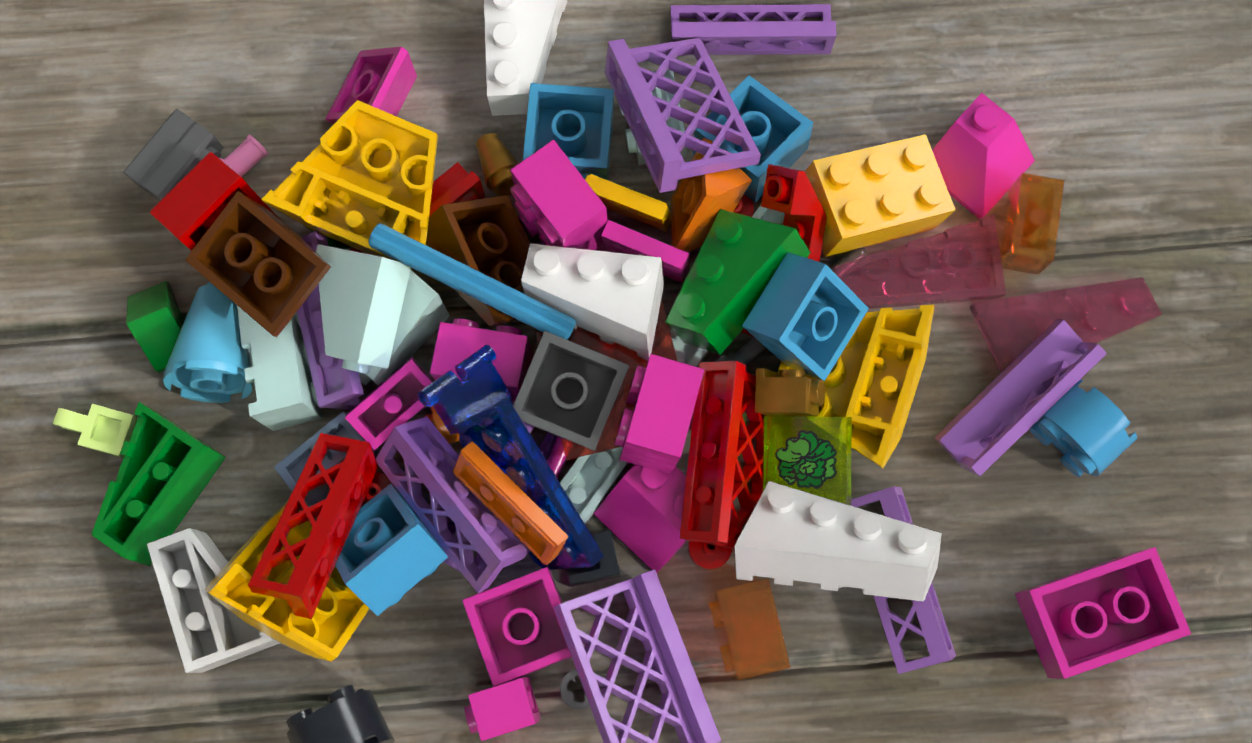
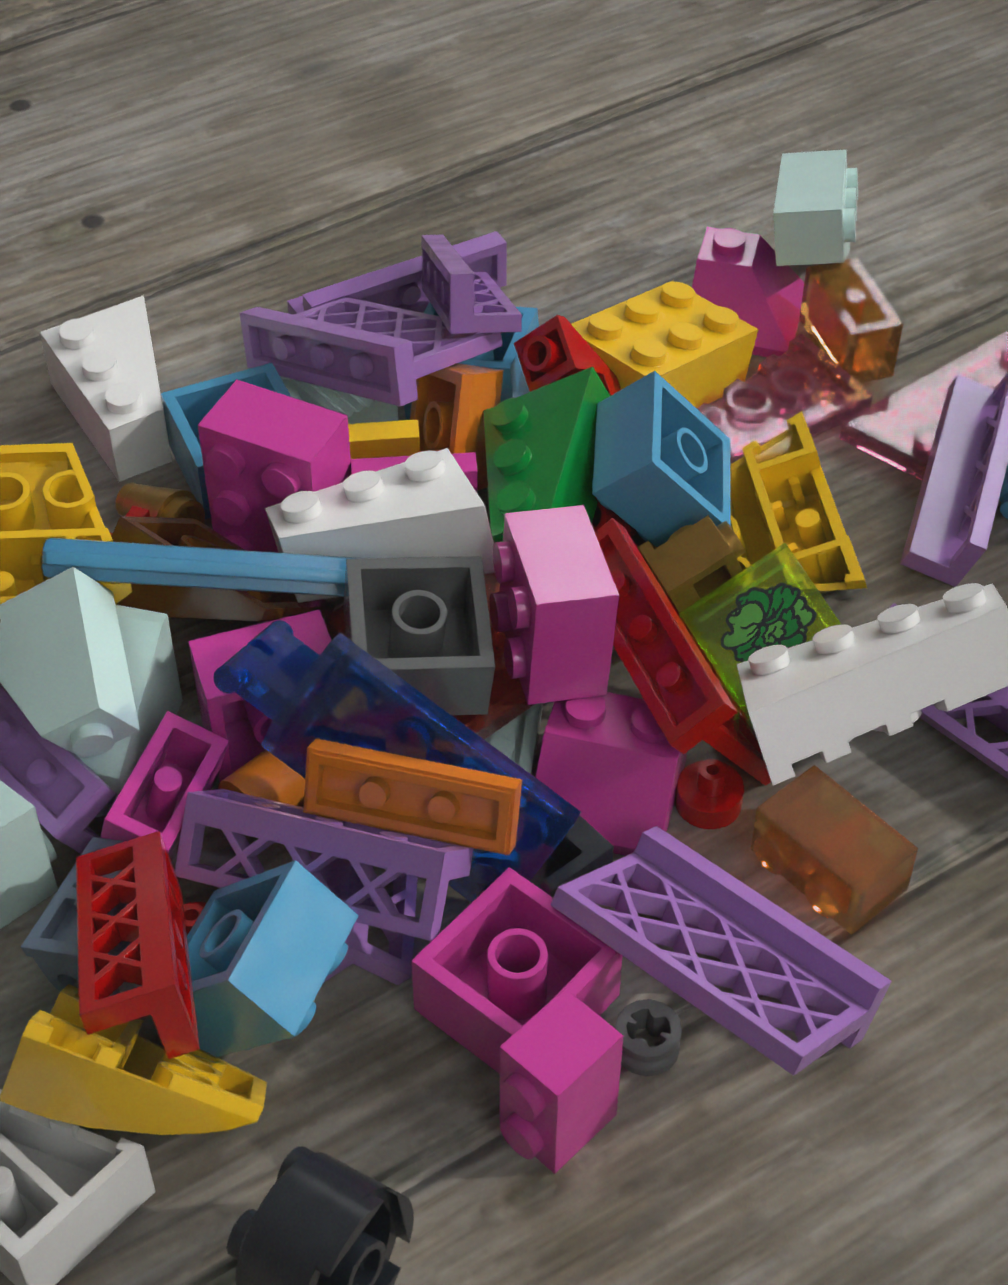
camera: 30 degrees left, 30 degrees down
(758, 97) = (462, 297): none -> medium lavender fence
(1056, 128) = (815, 208): none -> light aqua wedge

